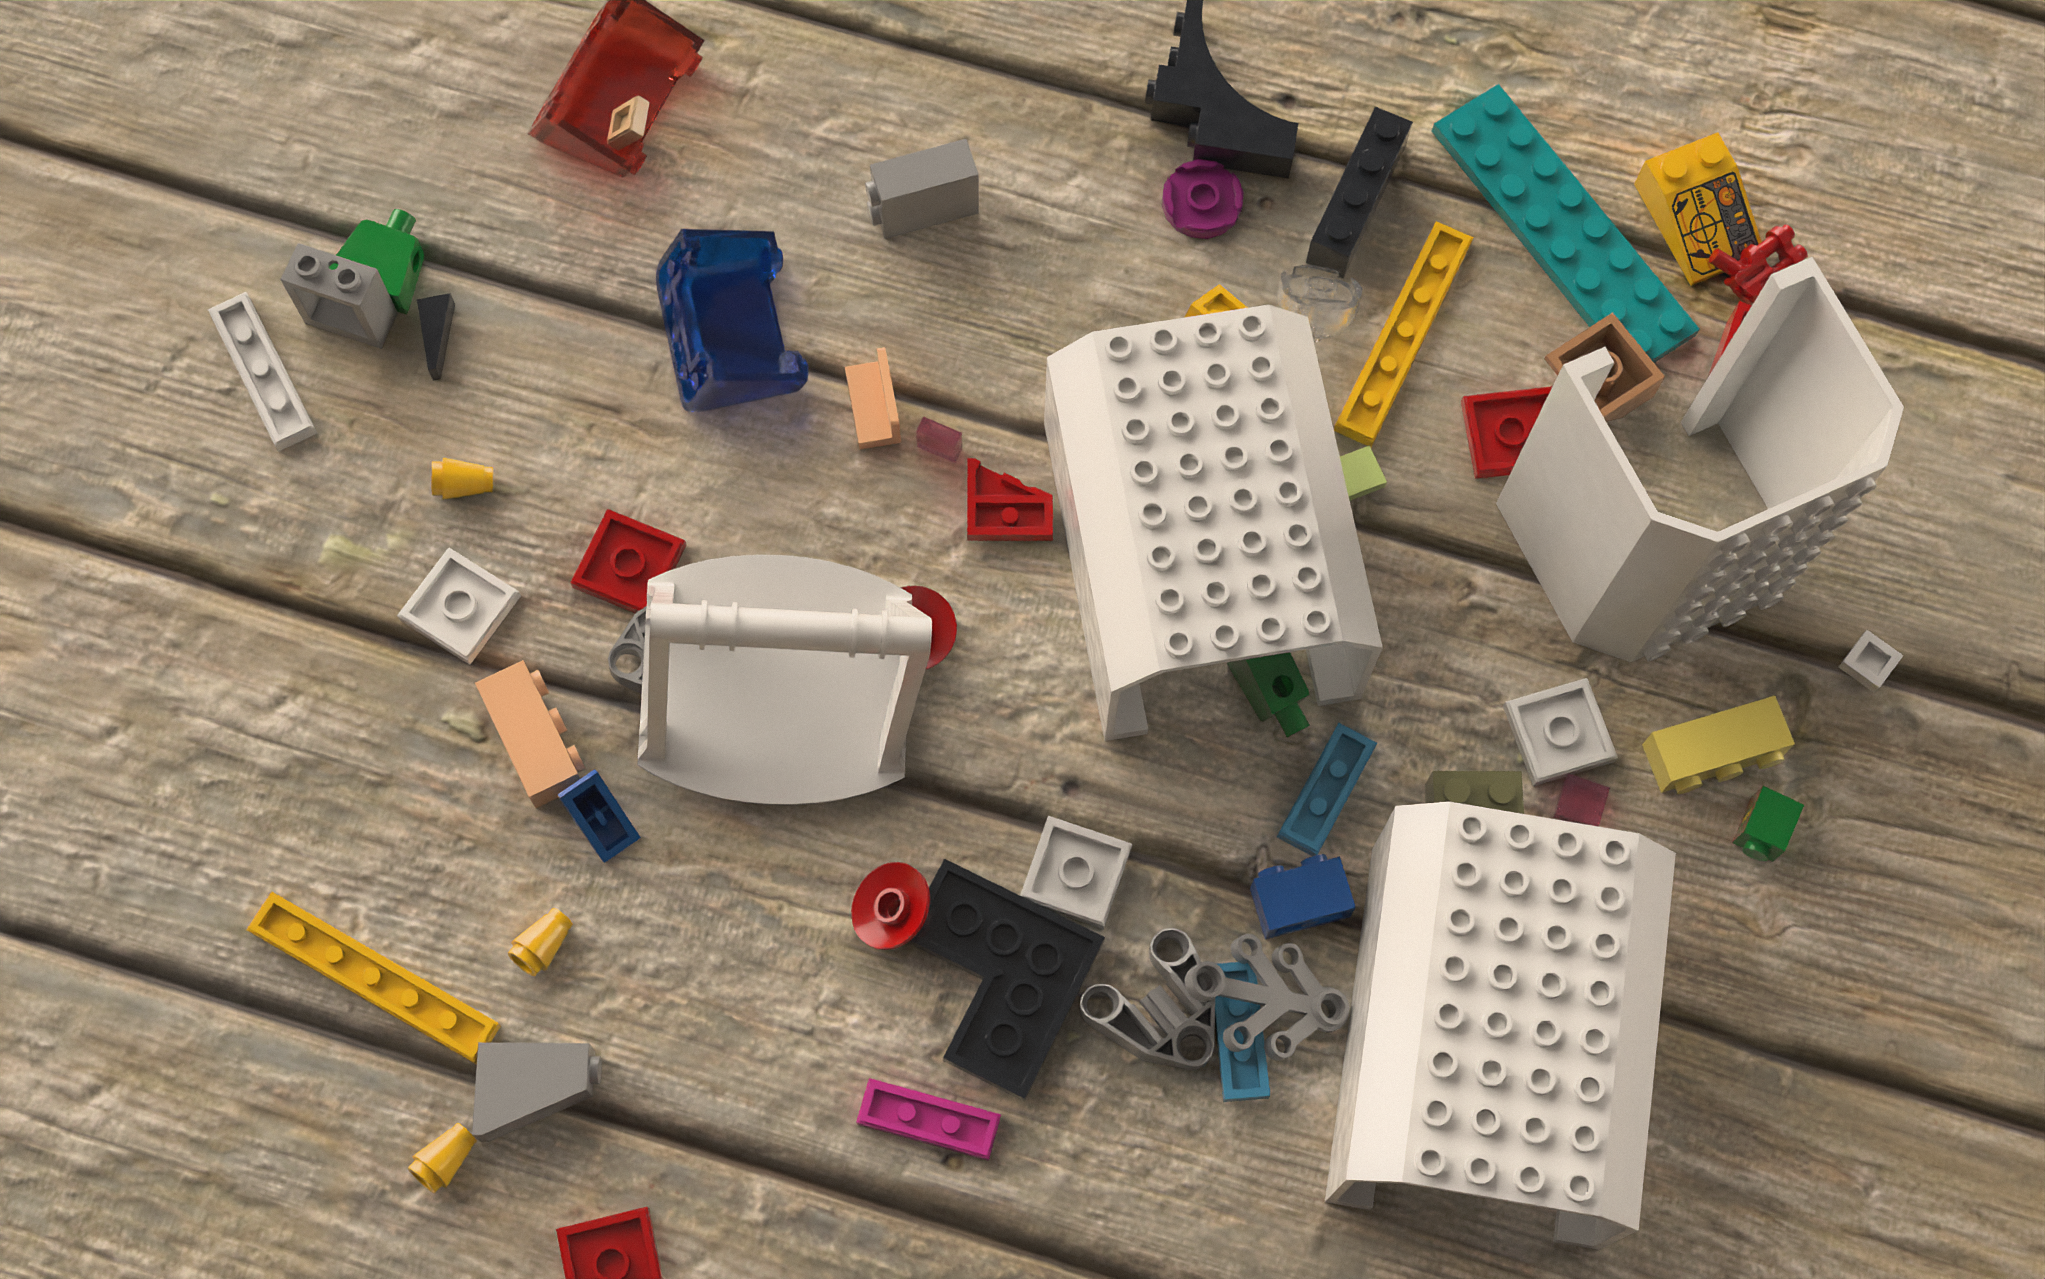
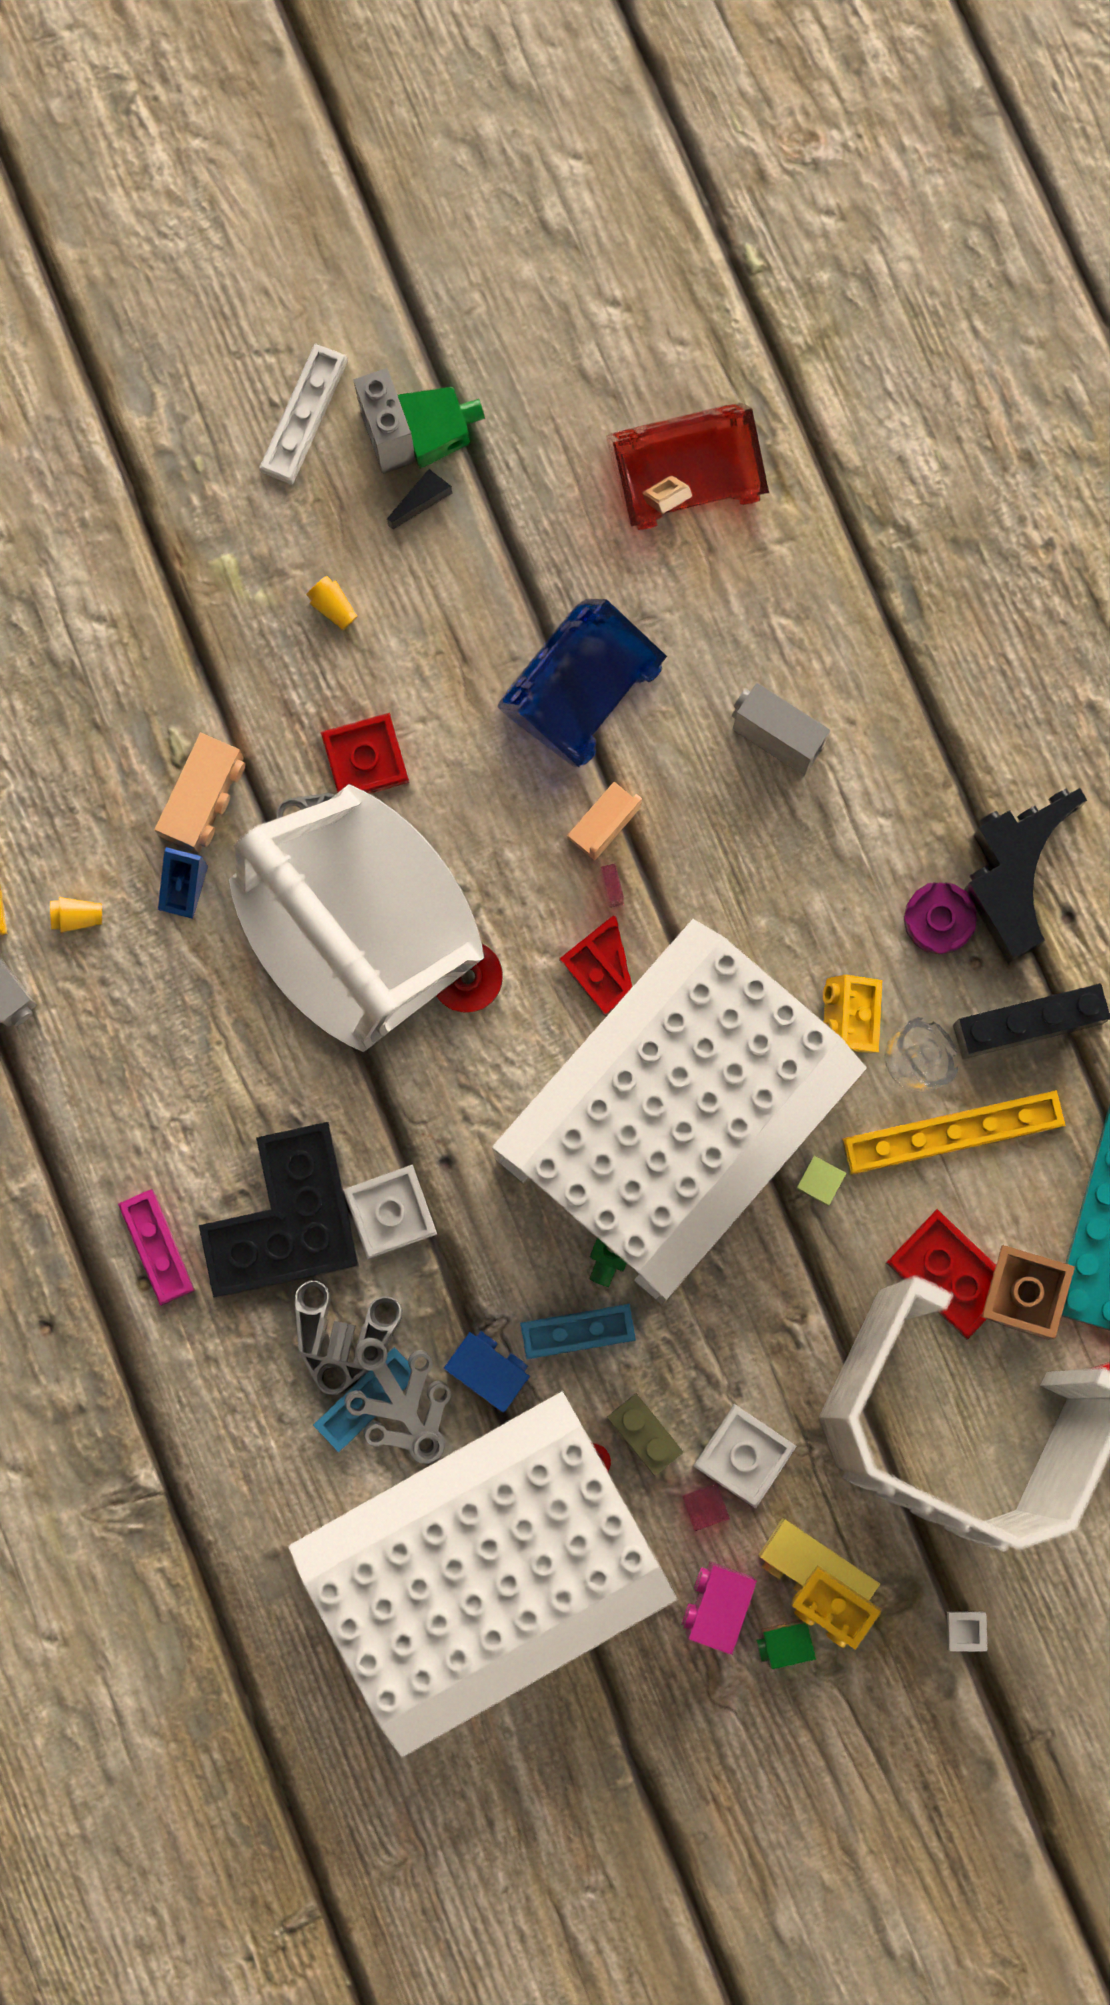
camera: 55 degrees right, 10 degrees up
(459, 605) = (250, 675): white tile -> none
(878, 899) = (263, 1103): red dish -> none
(1704, 850) = (719, 1607): none -> dark pink brick
(1771, 746) = (835, 1608): none -> yellow bracket

